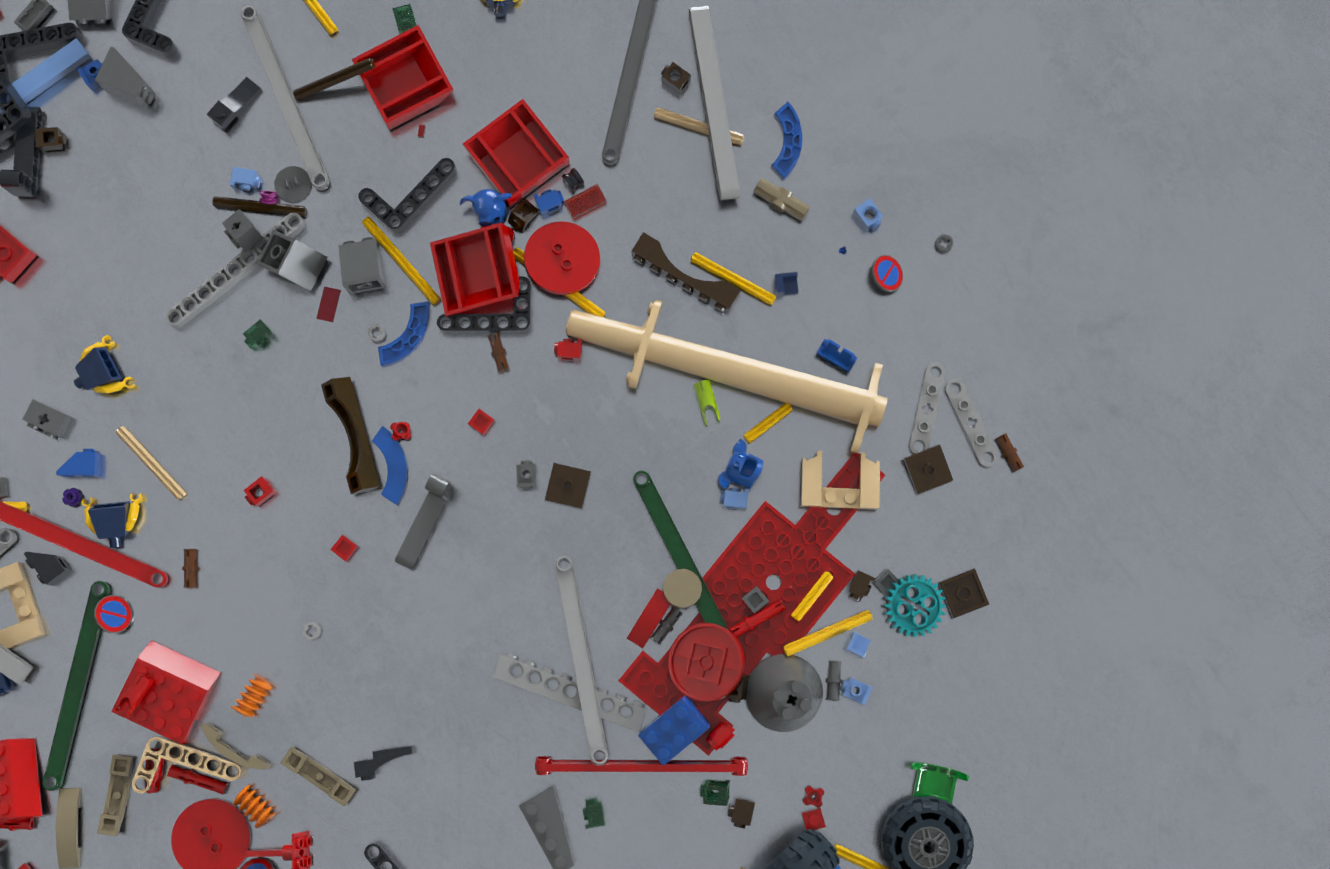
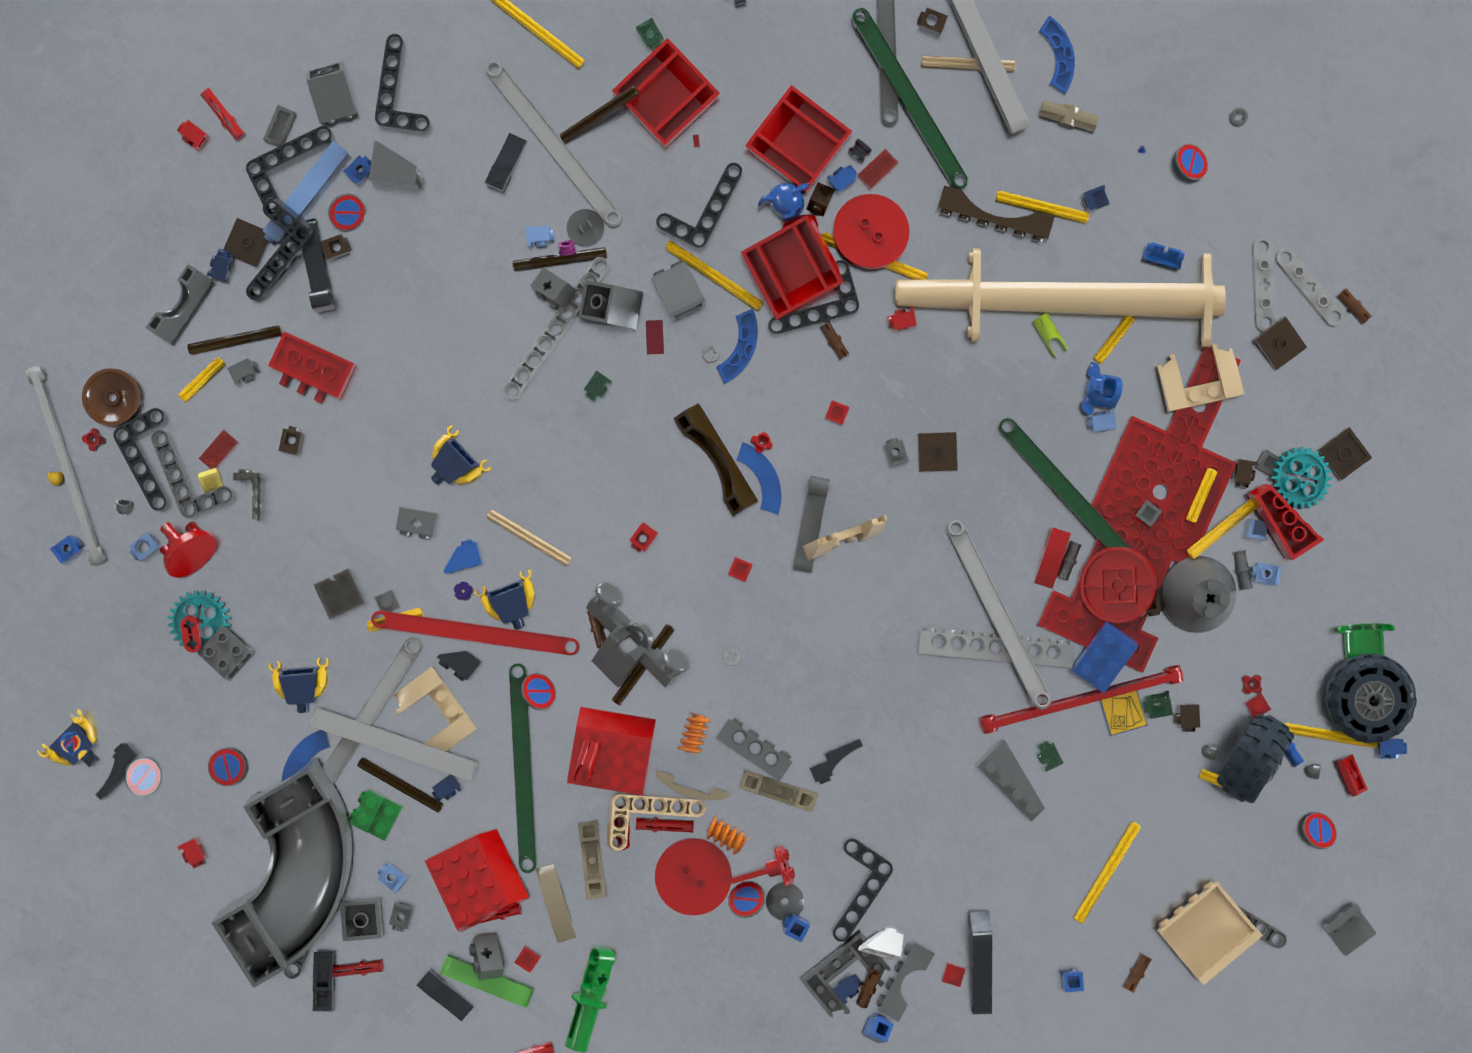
camera: 15 degrees left, 5 degrees up
(70, 109) = (346, 212): none -> piece
(223, 615) = (639, 668): none -> dark brown axle
(235, 618) = (613, 660): none -> dark grey piece
(308, 740) = (776, 770): none -> dark grey brick
(476, 542) = (864, 531): none -> tan wedge
(633, 142) = (909, 98): none -> dark green piece
(679, 791) = (1123, 713): none -> yellow tile
(682, 588) = (1076, 521): dark tan tile -> none
(720, 735) = (1150, 650): red brick -> none
(754, 853) = (1210, 751): none -> dark grey hinge
(757, 618) = (1150, 536): red pin -> none
(865, 207) = (1154, 101): medium blue brick -> none
(886, 646) = (1284, 523): none -> red wedge

